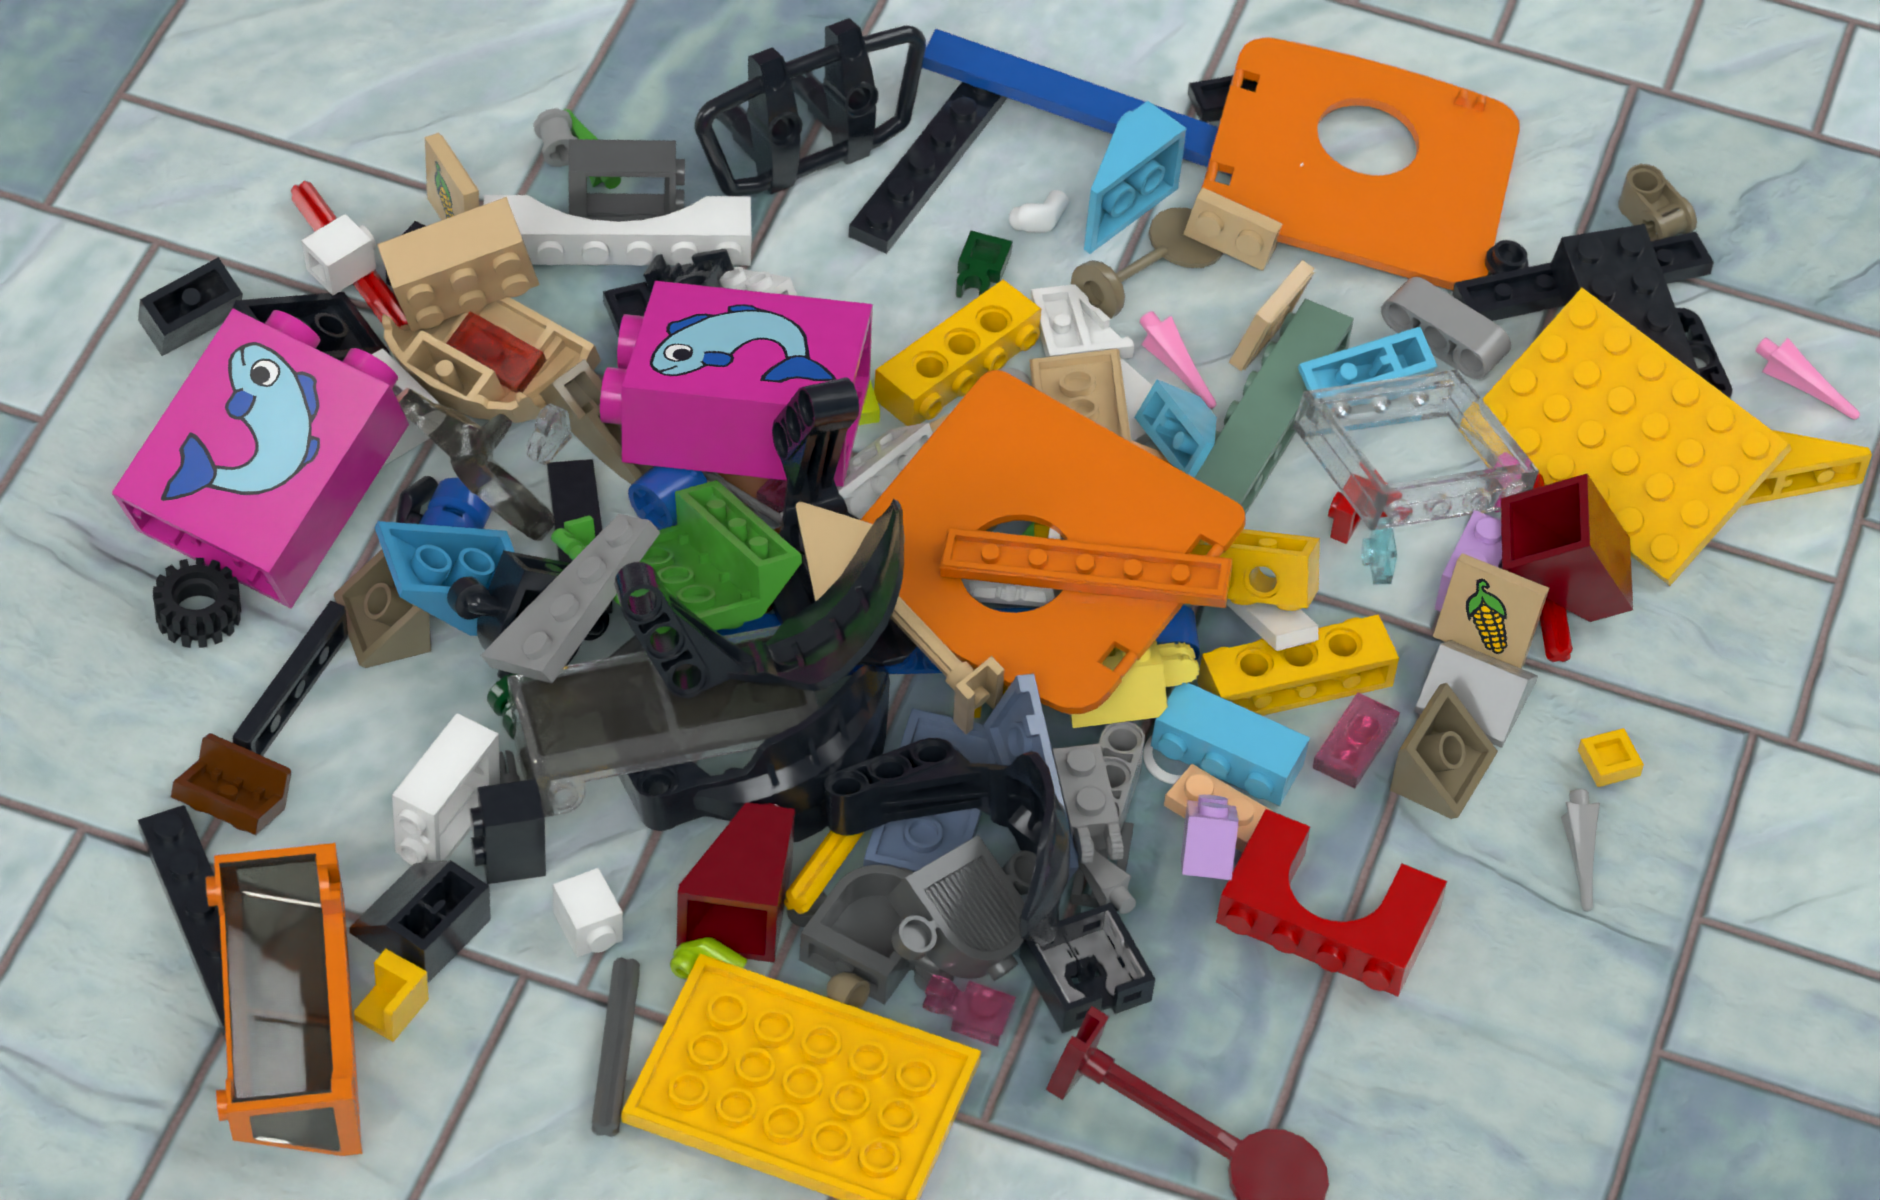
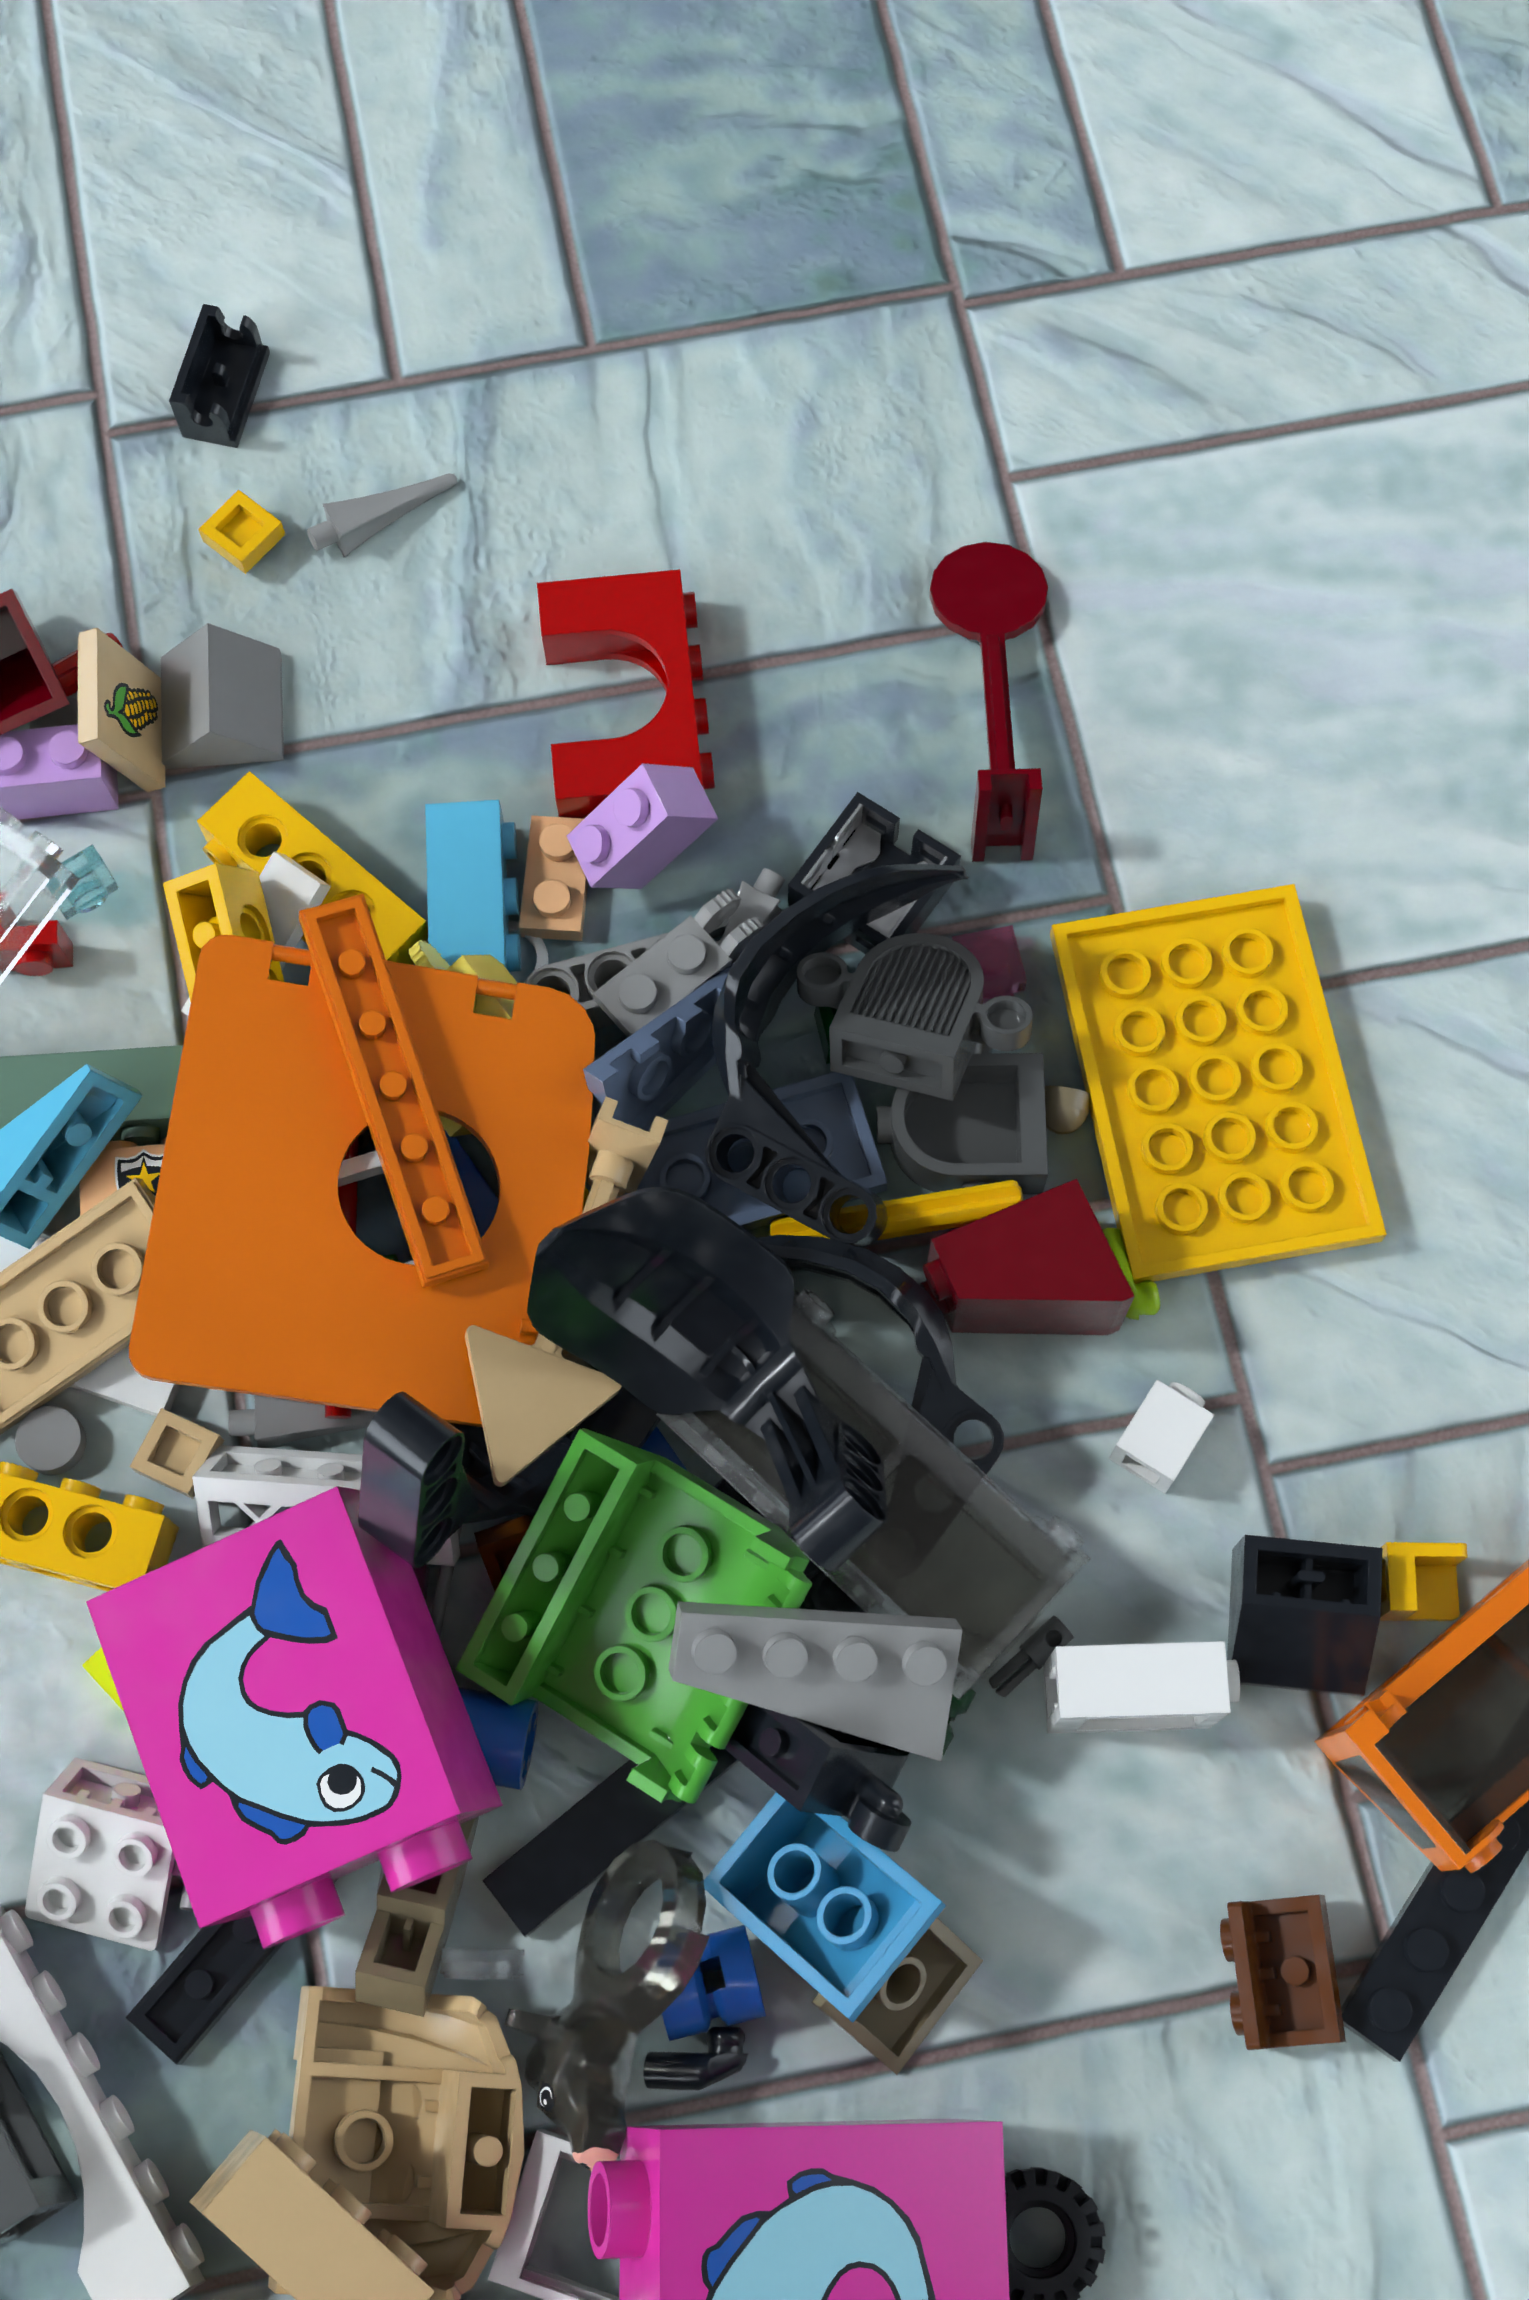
camera: 115 degrees left, 20 degrees up
(293, 680) = (1087, 2011): black tile -> none
(497, 349) = (401, 2115): clear red plate -> none
(509, 831) = (1138, 1577): black brick -> none
(615, 1047) = (1296, 1304): dark grey axle -> none
(698, 274) = (93, 1945): black piece -> none
(1356, 740) = (375, 781): clear pink plate -> none
(1442, 756) = (348, 691): dark tan slope -> none
(1753, 799) = (218, 379): none -> black hinge

